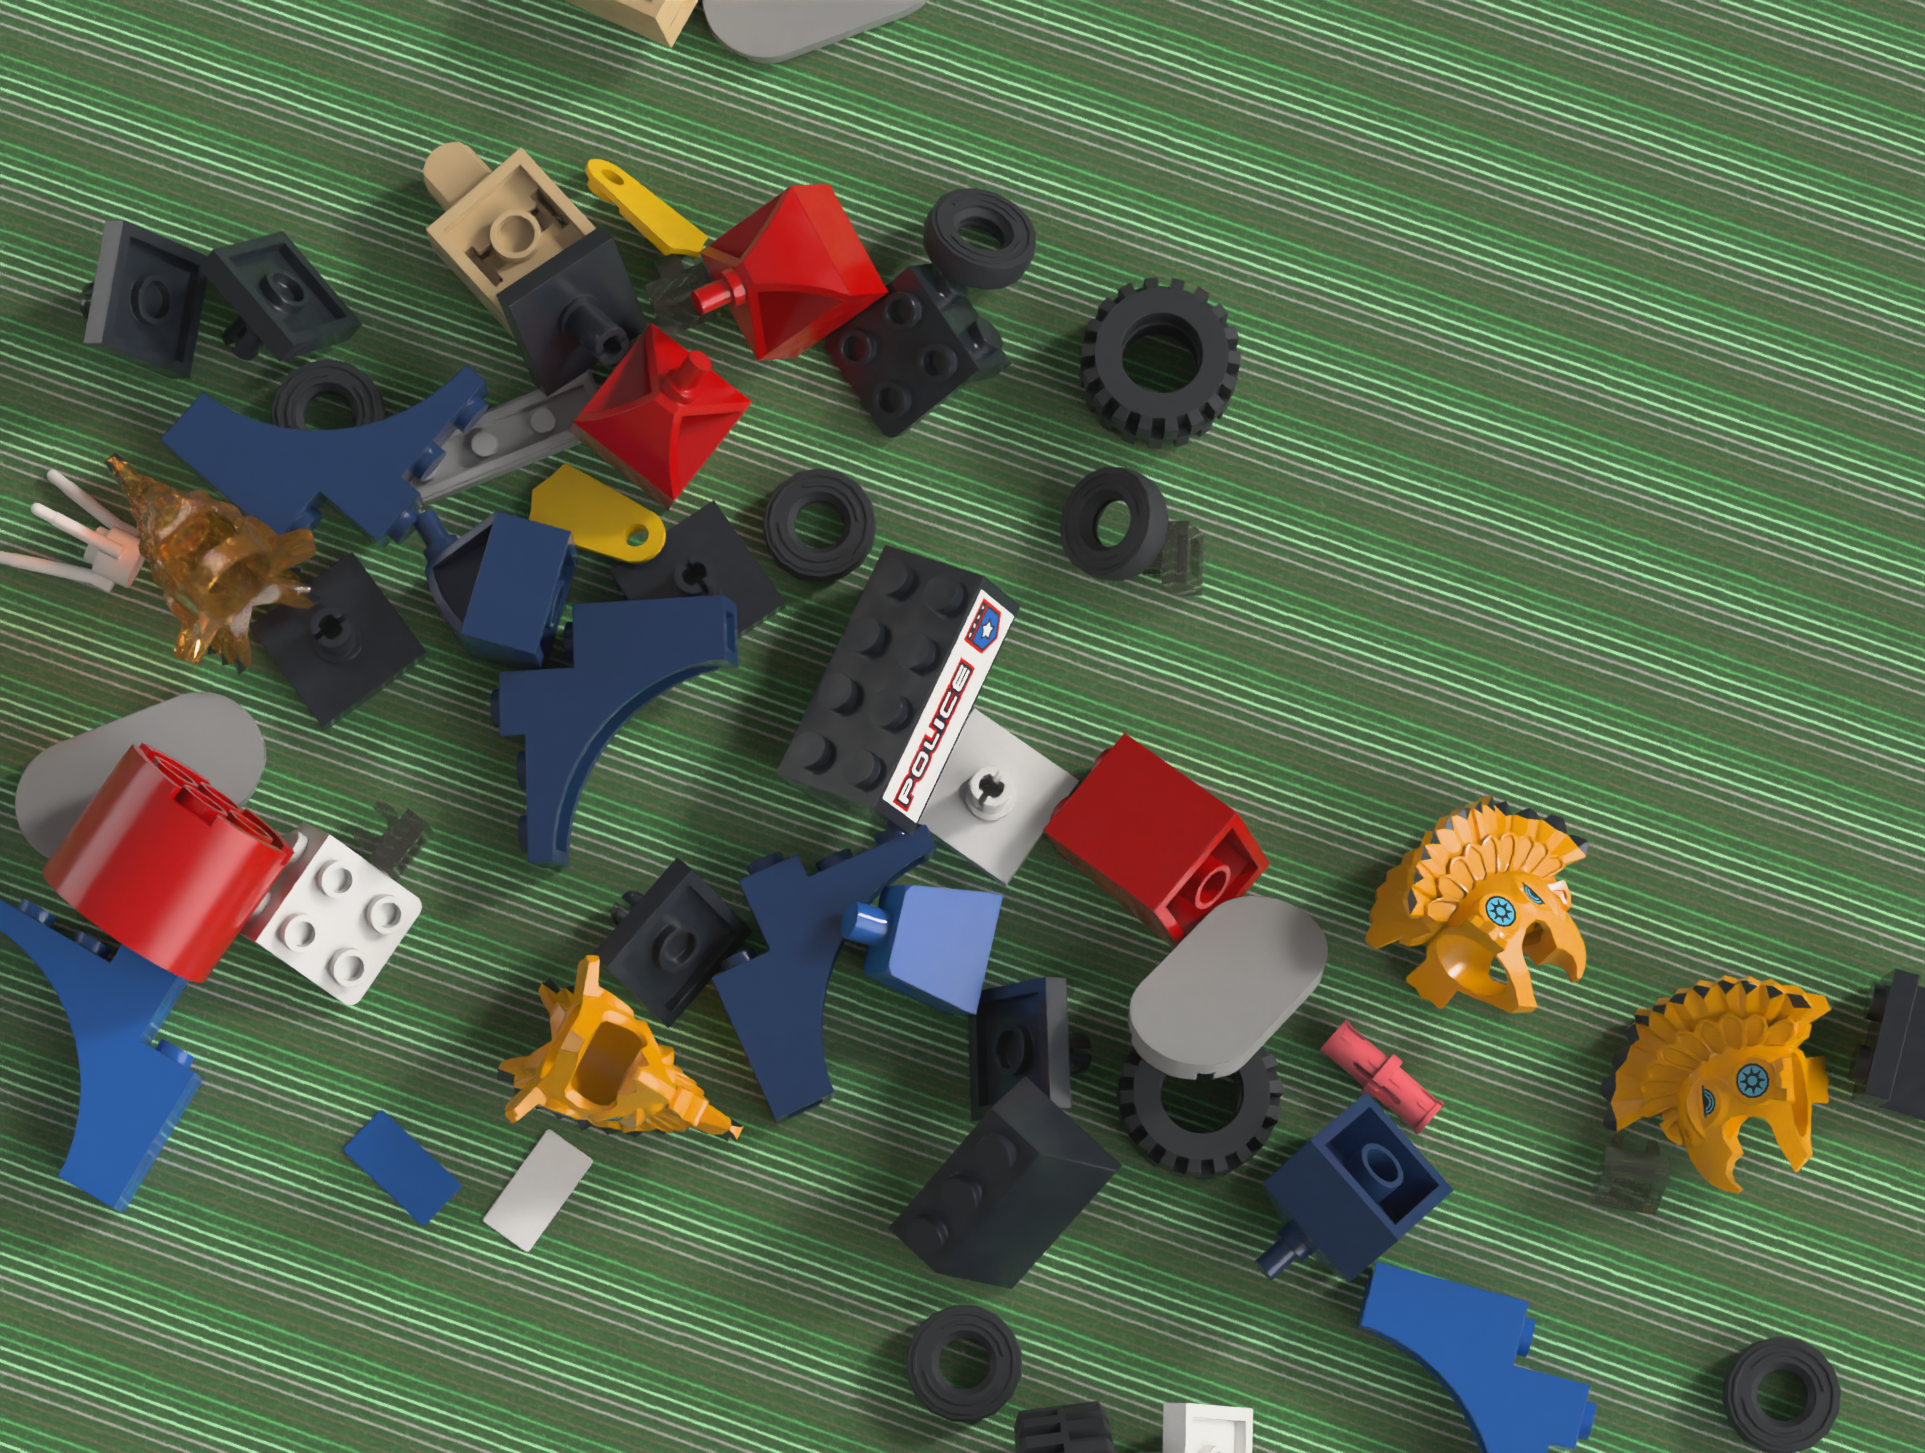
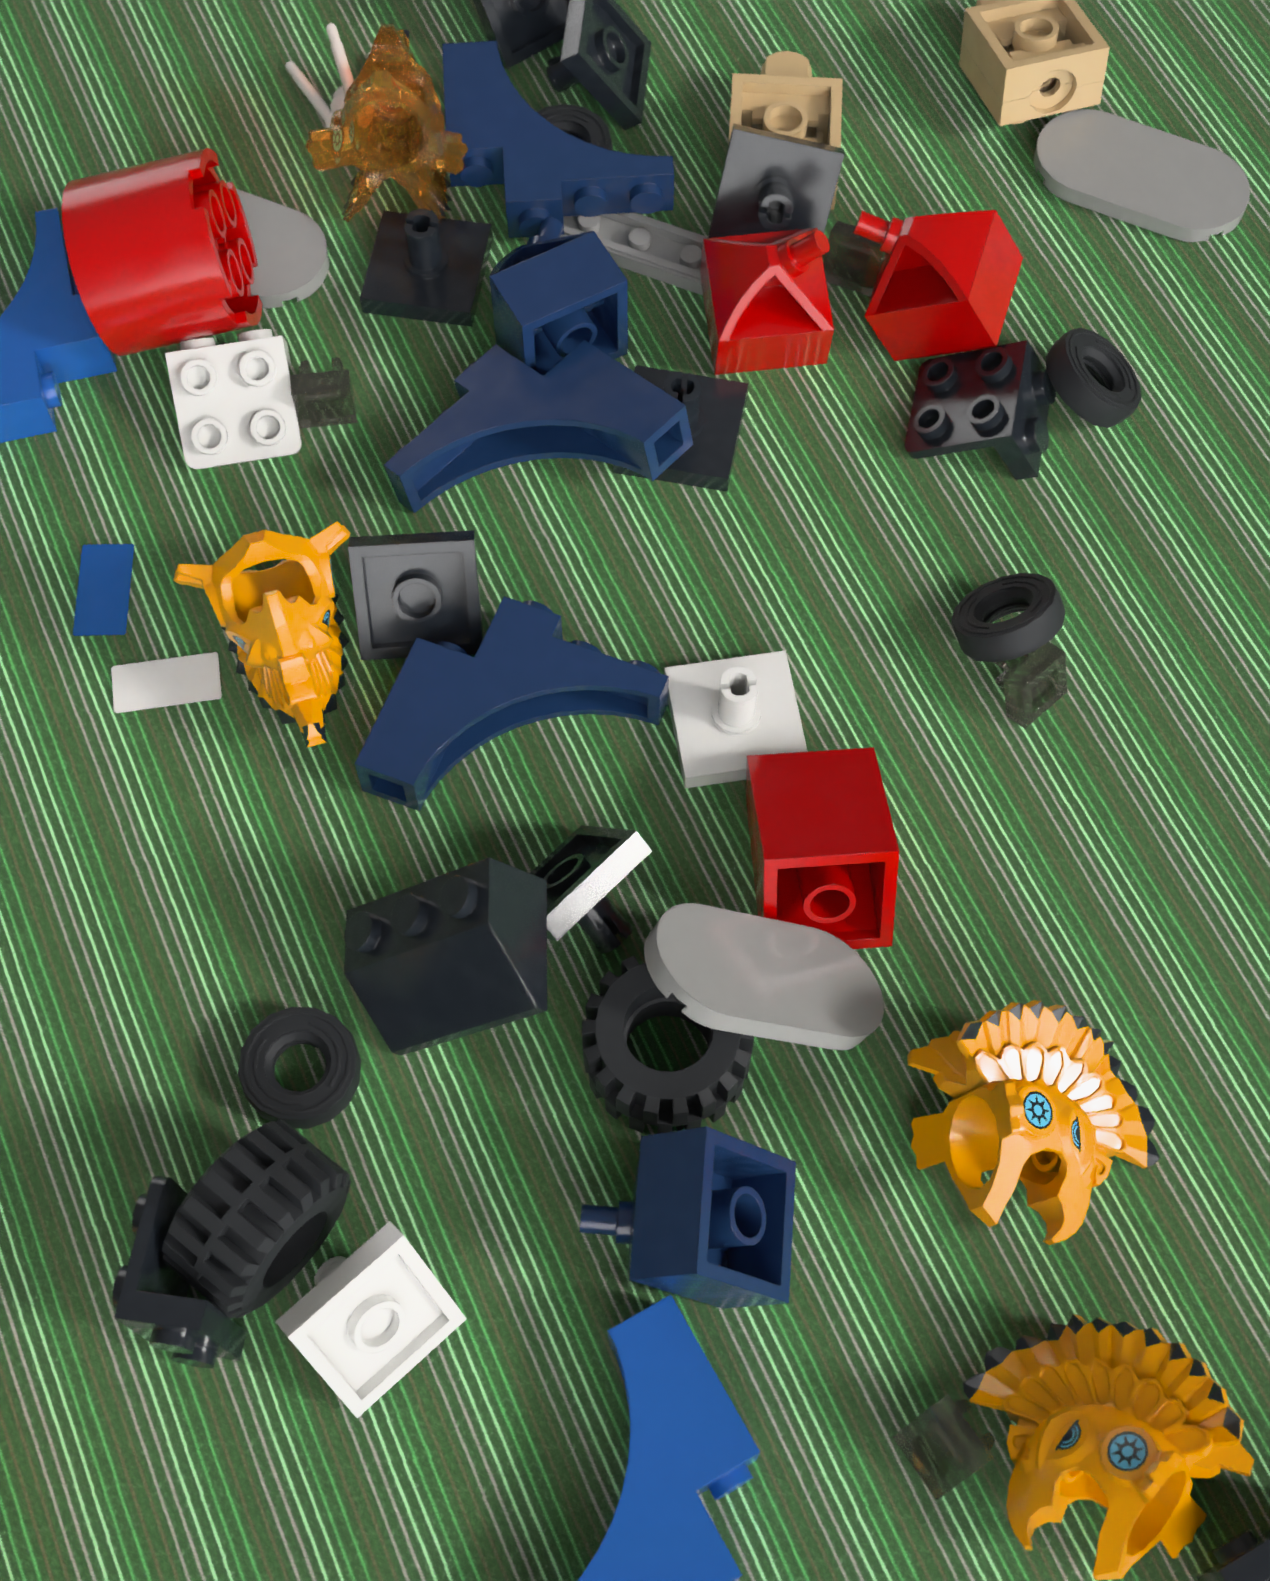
camera: 50 degrees right, 15 degrees down
(596, 516) = (663, 331): yellow piece -> none
(644, 210) = (882, 184): yellow piece -> none
(810, 488) = (809, 427): black tyre -> none
(898, 689) = (744, 577): black brick -> none
(927, 943) = (587, 753): torso -> none
(1169, 313) = (1154, 510): black tyre -> none
(1381, 1077) = (821, 1172): coral pin -> none

